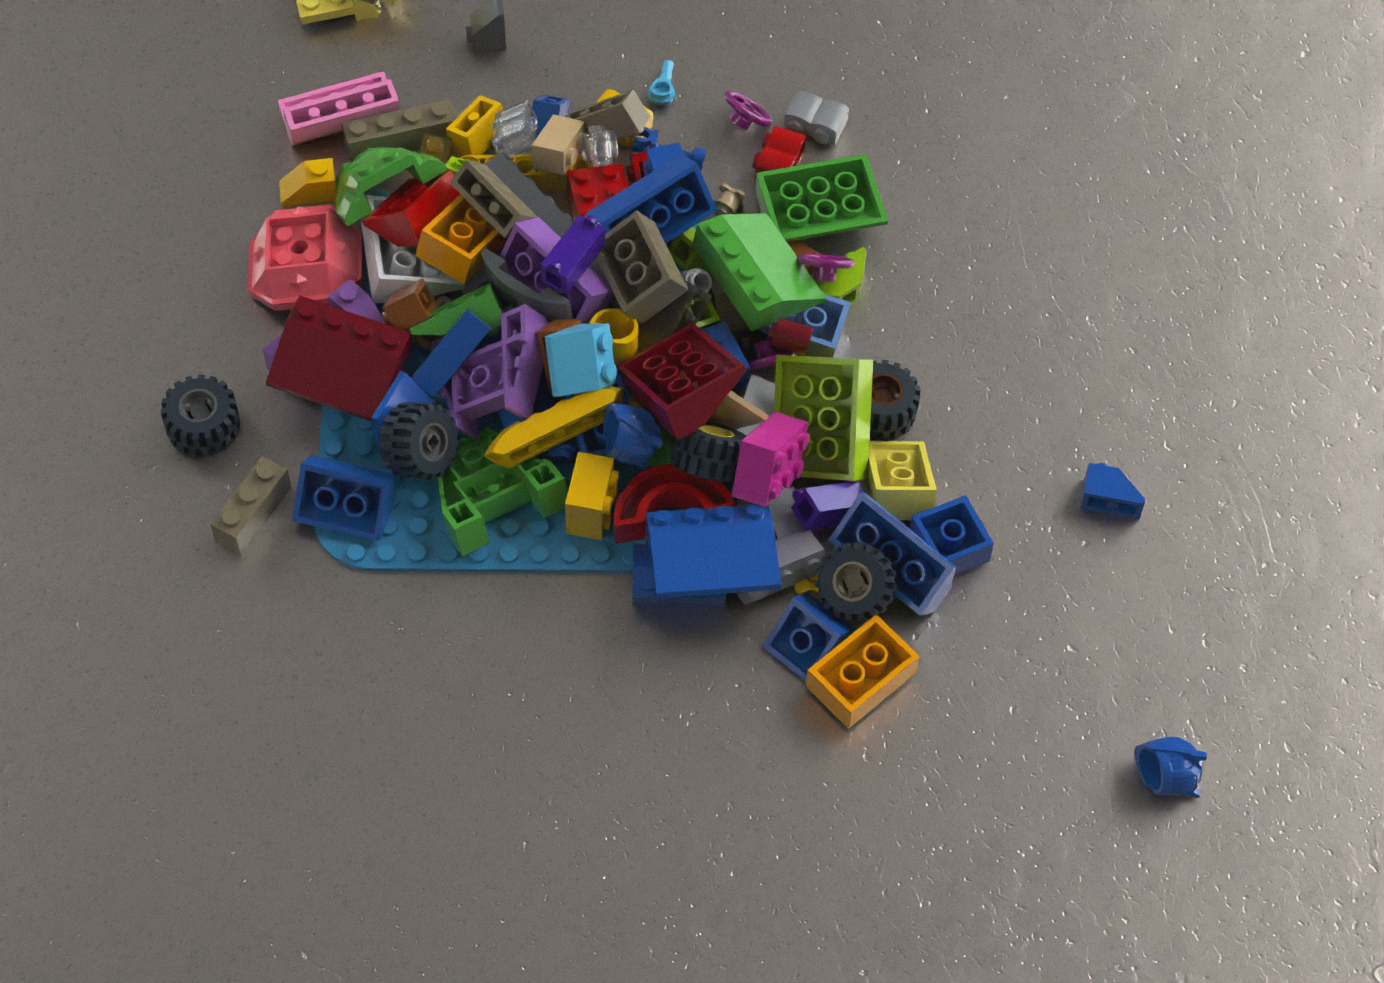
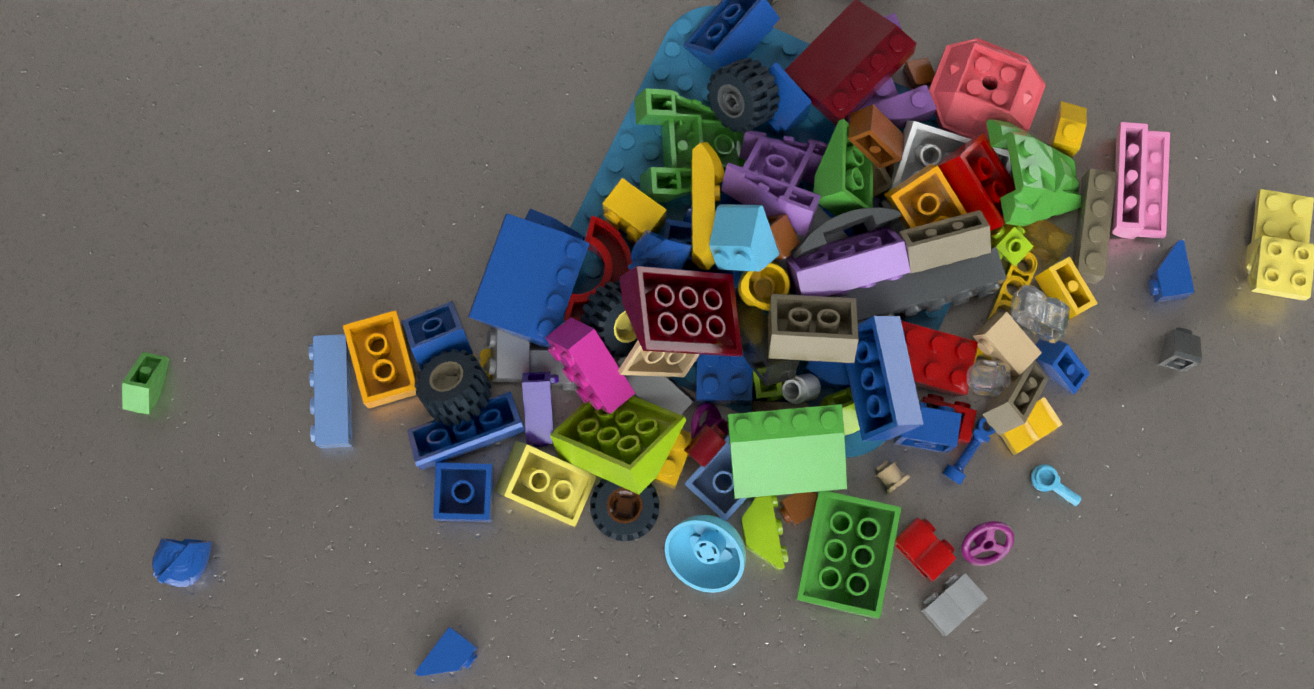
camera: 115 degrees right, 20 degrees up
(416, 60) = (1172, 275): none -> blue slope
(450, 352) = (810, 148): blue tile -> none
(573, 254) = (840, 268): dark purple brick -> none
(825, 265) = (769, 515): magenta piece -> none
(886, 308) = (706, 553): none -> medium azure piece
(919, 709) = (331, 392): none -> medium blue brick
(1015, 896) = (144, 383): none -> bright green slope

